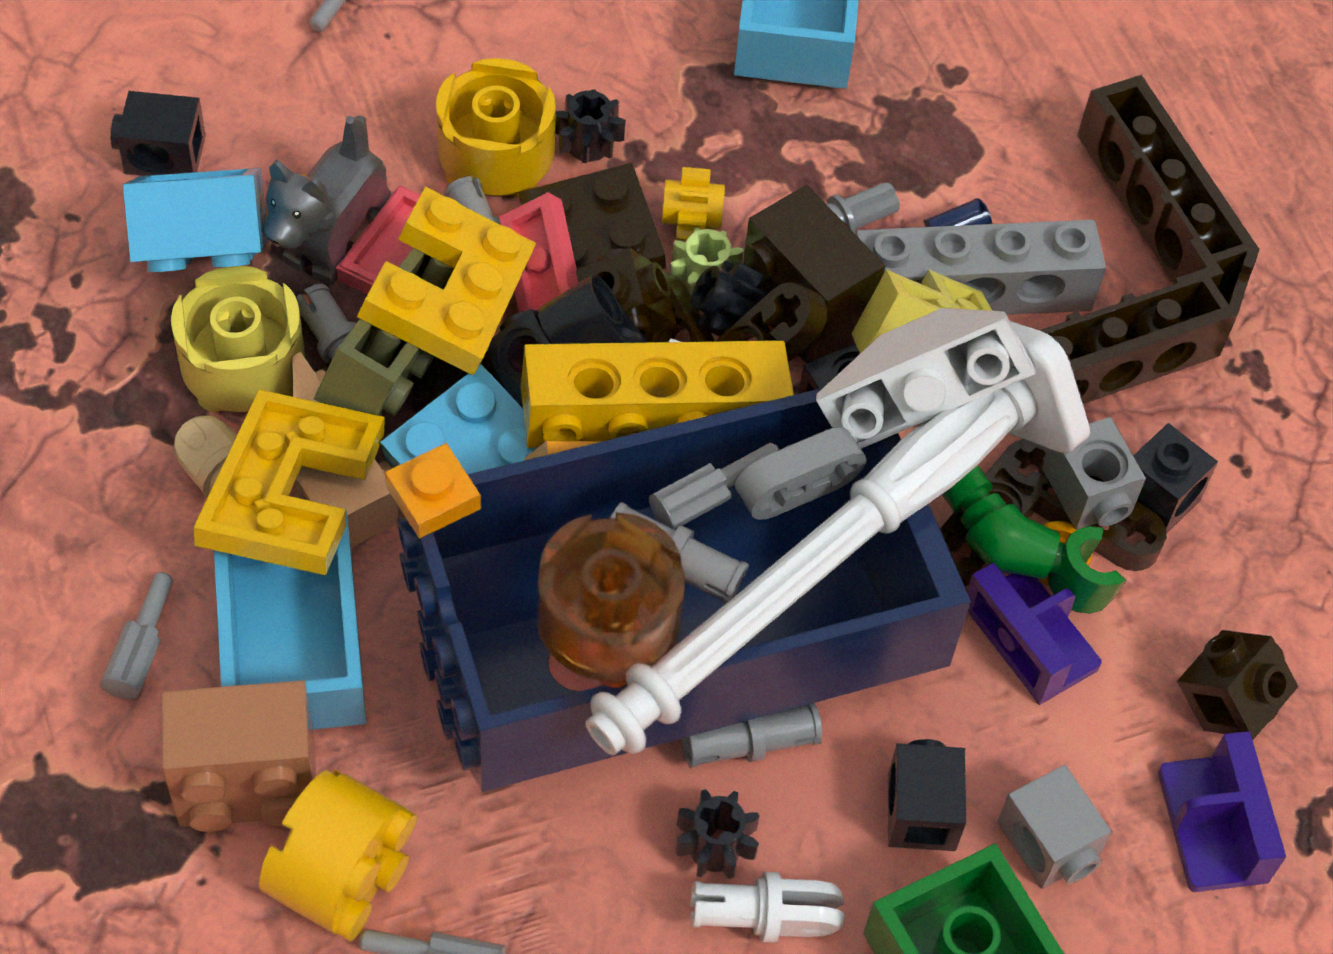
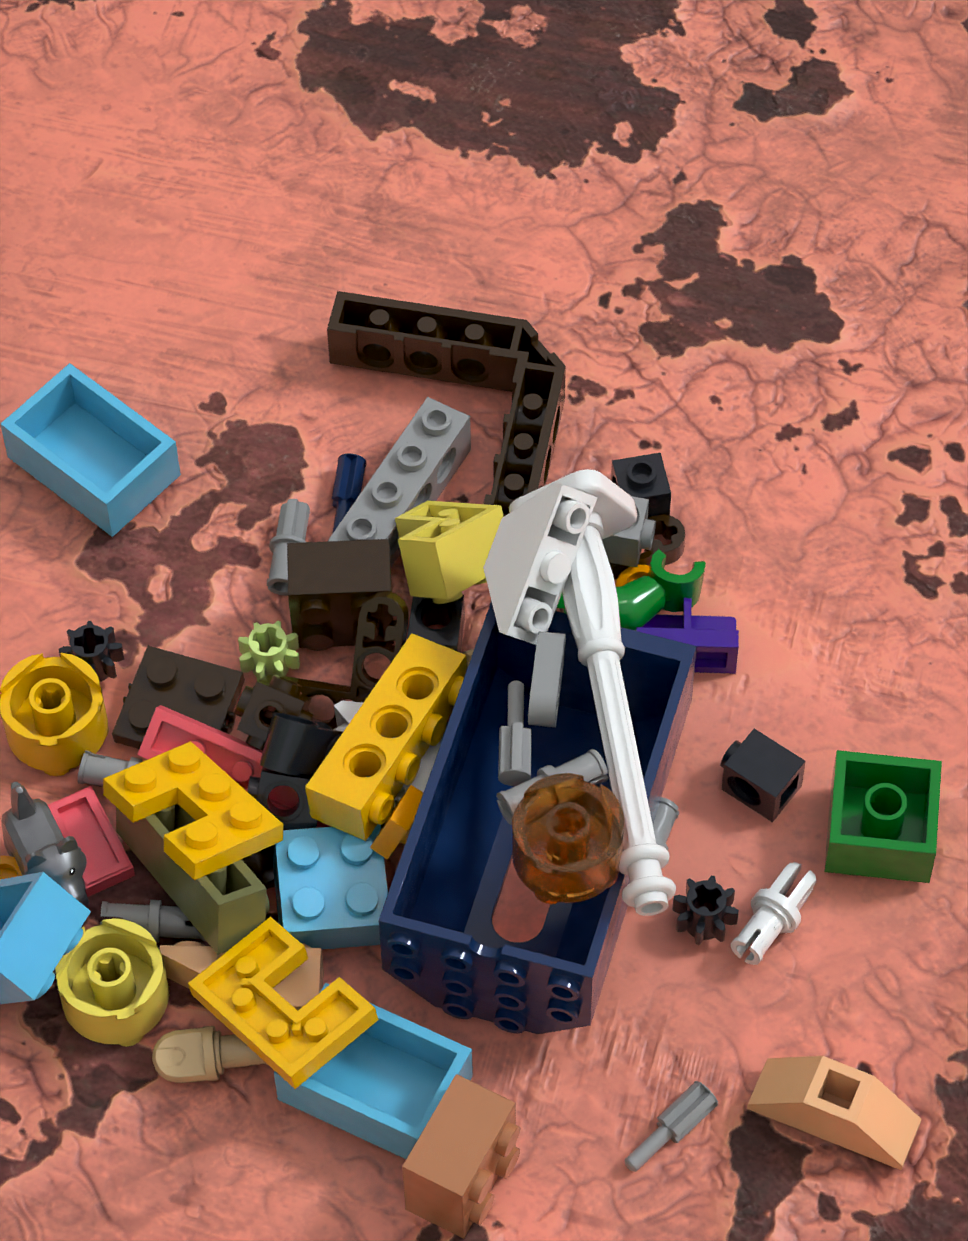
camera: 50 degrees left, 0 degrees up
(137, 644) = (306, 1187): light grey axle -> none
(338, 852) = (575, 1135): yellow brick -> none
(433, 490) = (397, 902): light orange plate -> none
(693, 202) = (213, 628): yellow gear -> none
(726, 295) = (324, 651): black gear -> none
(1055, 828) = (834, 717): light grey brick -> none
(1223, 817) = (886, 620): dark purple panel -> none
(1238, 683) = (811, 550): dark brown brick -> none

